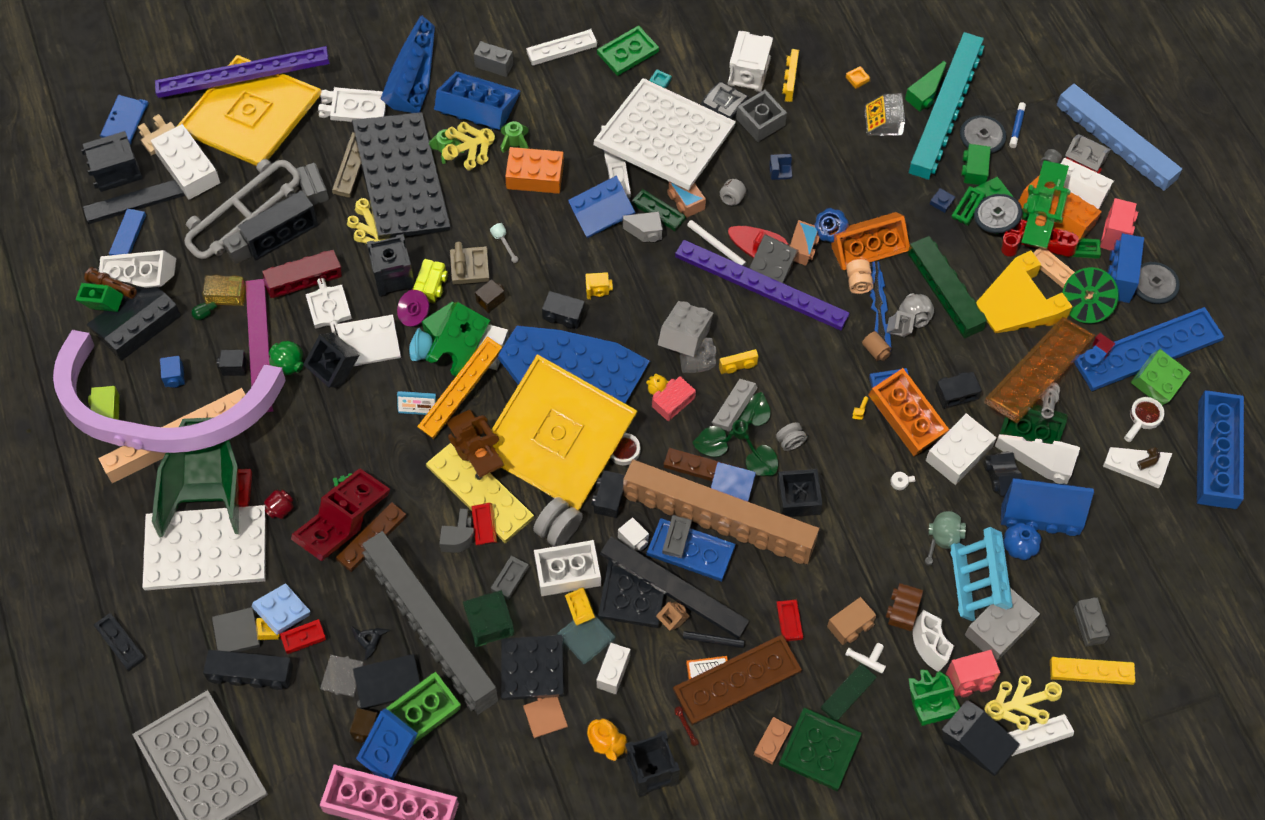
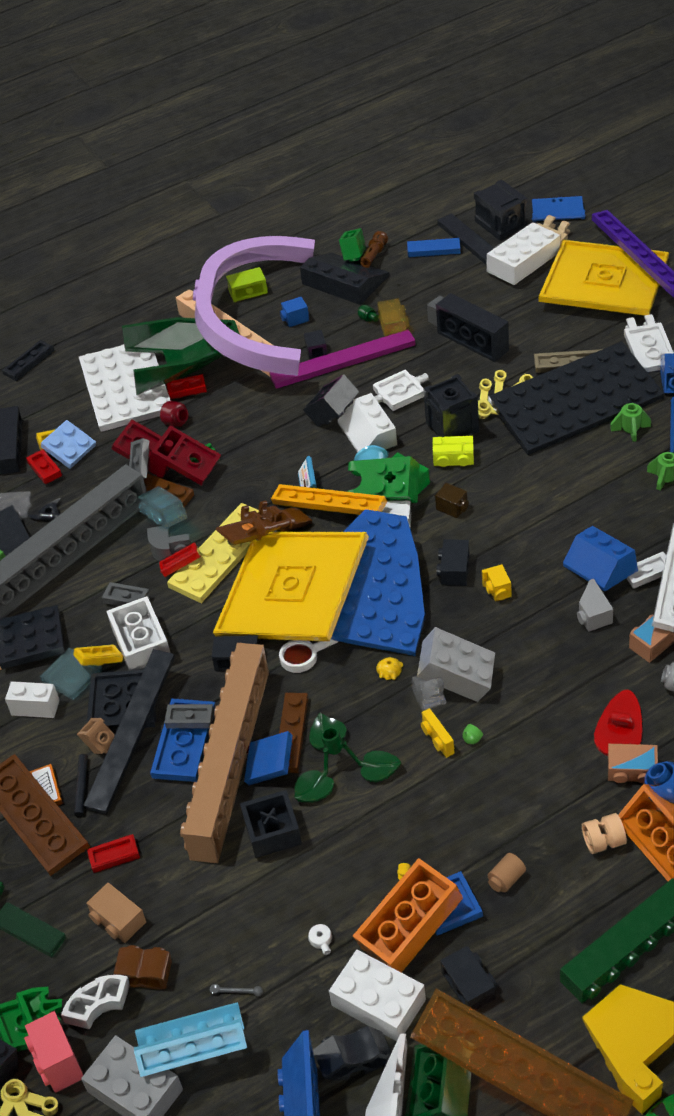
camera: 85 degrees right, 15 degrees down
(140, 269) = (395, 264): white wedge -> none
(236, 631) = (42, 421): dark grey tile -> none
(265, 169) = (534, 300): light grey bar -> none
(286, 356) = (329, 371): green plant -> none
(301, 273) = (424, 356): brick -> none
(312, 184) = (535, 340): dark grey brick -> none
(348, 536) = (139, 456): none -> dark grey plate
(407, 308) = (416, 447): magenta dish -> none
(418, 526) = (162, 507): none -> clear light blue brick
(469, 264) = (485, 474): dark tan plate -> none
(484, 137) = (635, 433): light yellow plant -> none
(488, 618) = (76, 588): clear green brick -> none
(499, 231) = (536, 489): hinge -> none
(534, 170) = (628, 495): orange brick -> none
(557, 522) = (186, 611): light grey wheel -> none
(633, 535) = (190, 683): white brick -> none
(669, 216) = (626, 618): dark green tile -> none
(673, 398) = (370, 682): coral brick -> none
(717, 244) = (600, 682): white bar -> none
(734, 404) = (380, 742): light grey plate -> none
(743, 339) = (472, 734): none -> bright green hinge
(762, 285) = (557, 743): dark purple plate -> none
(774, 258) = (593, 735): dark grey plate -> none
(791, 436) = (347, 803): light grey wheel -> none
(869, 661) = (71, 946): white piece -> none
(879, 302) = (572, 871): blue sword -> none
(901, 324) = (545, 889): light grey window -> none
(919, 306) = (577, 907): light grey plant -> none
(947, 529) = (257, 999): sand green plant -> none
(1022, 541) = (251, 1088): blue plant -> none
(1050, 404) = (484, 1092): light grey pin -> none

